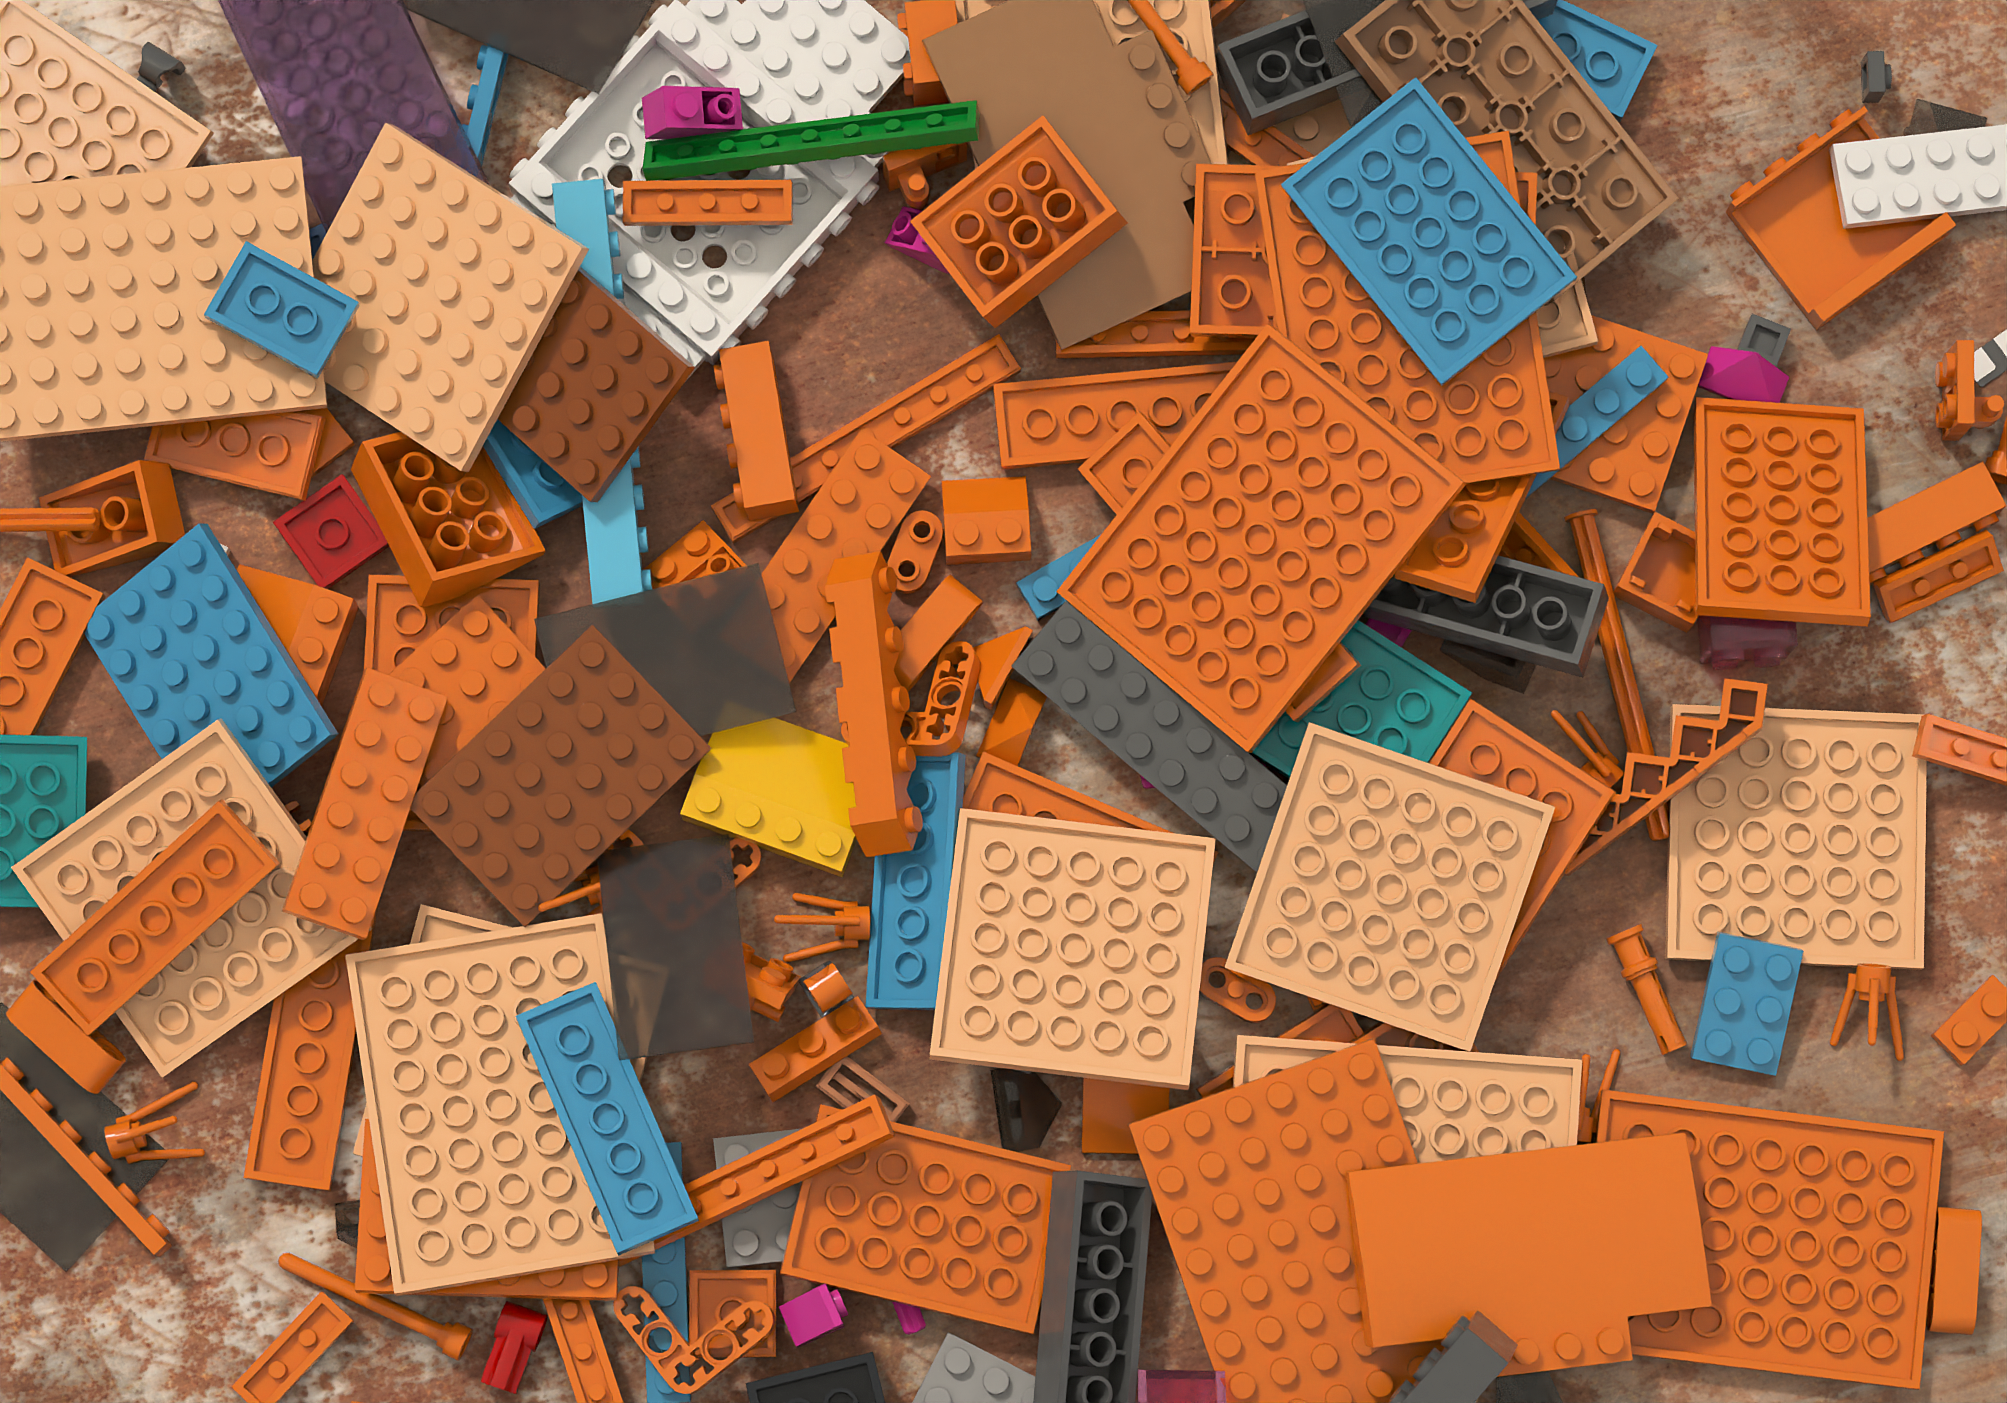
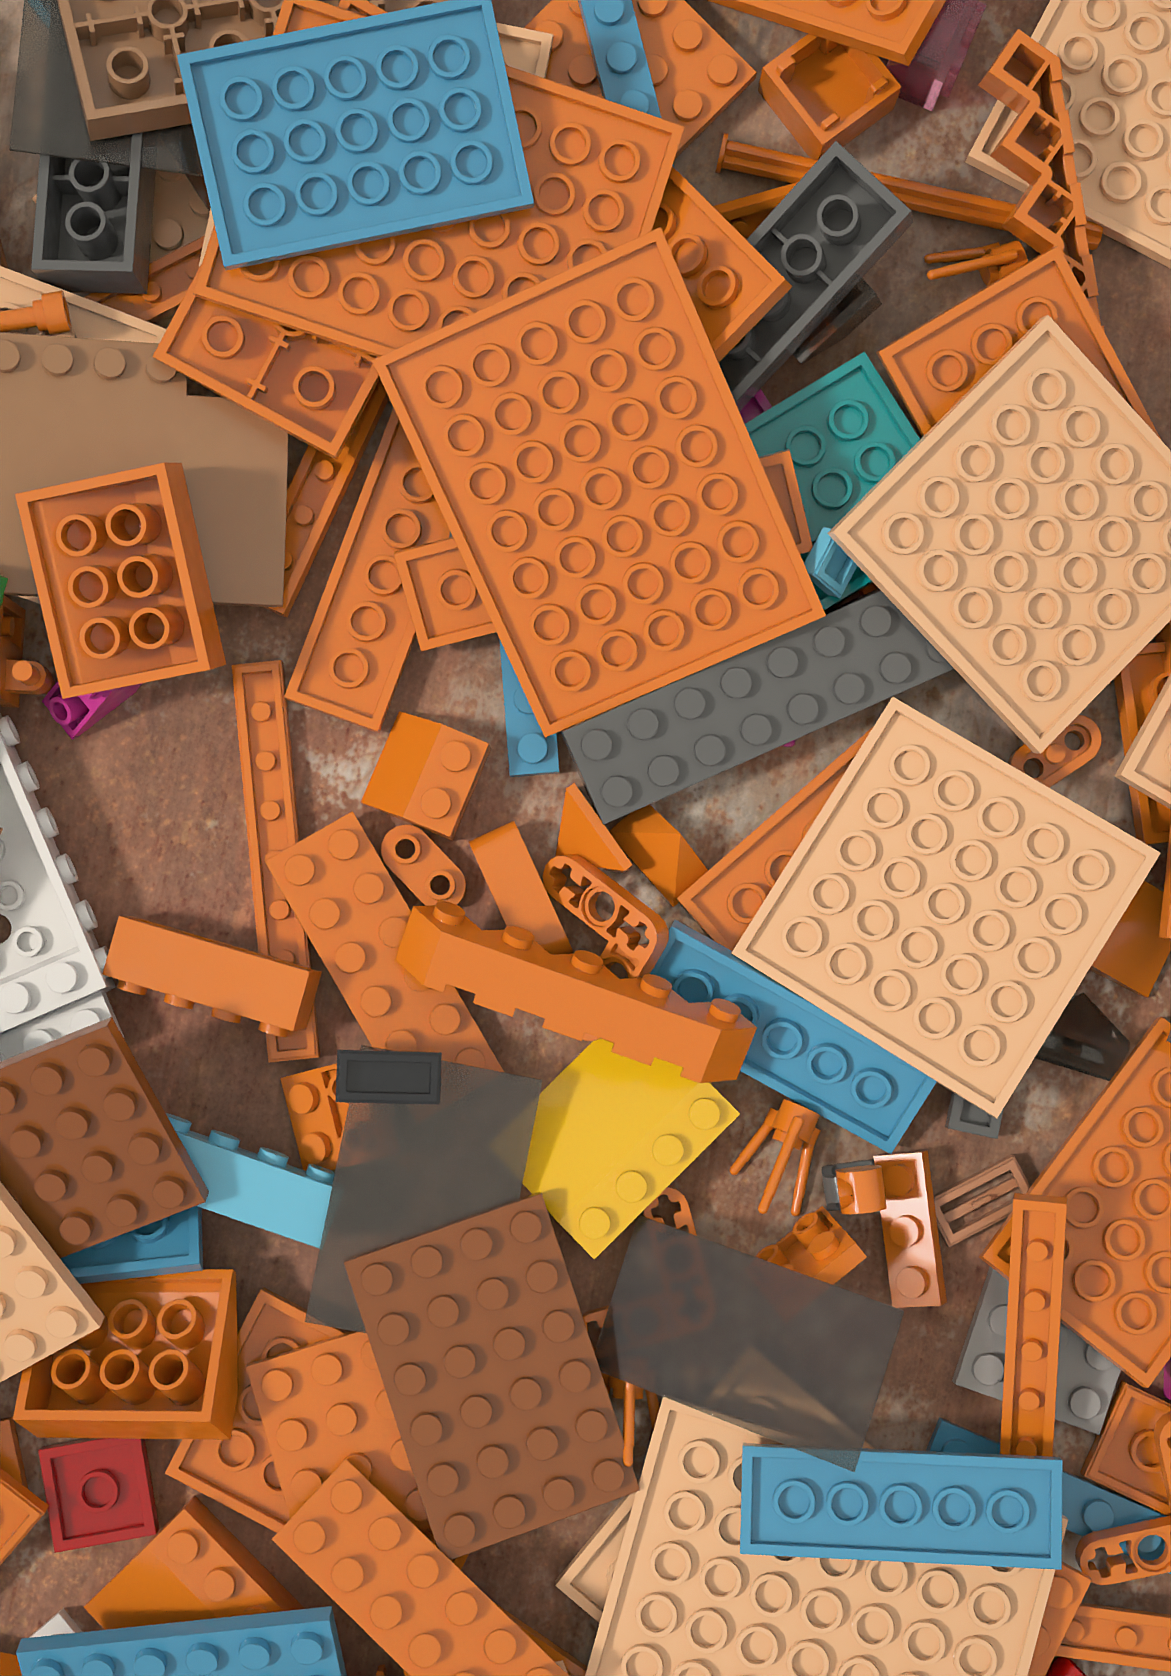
camera: 65 degrees left, 5 degrees up
(744, 593) = (388, 1077): none -> black tile
(922, 1066) = (970, 1119): none -> dark grey plate
(1287, 738) = (829, 565): none -> medium azure tile

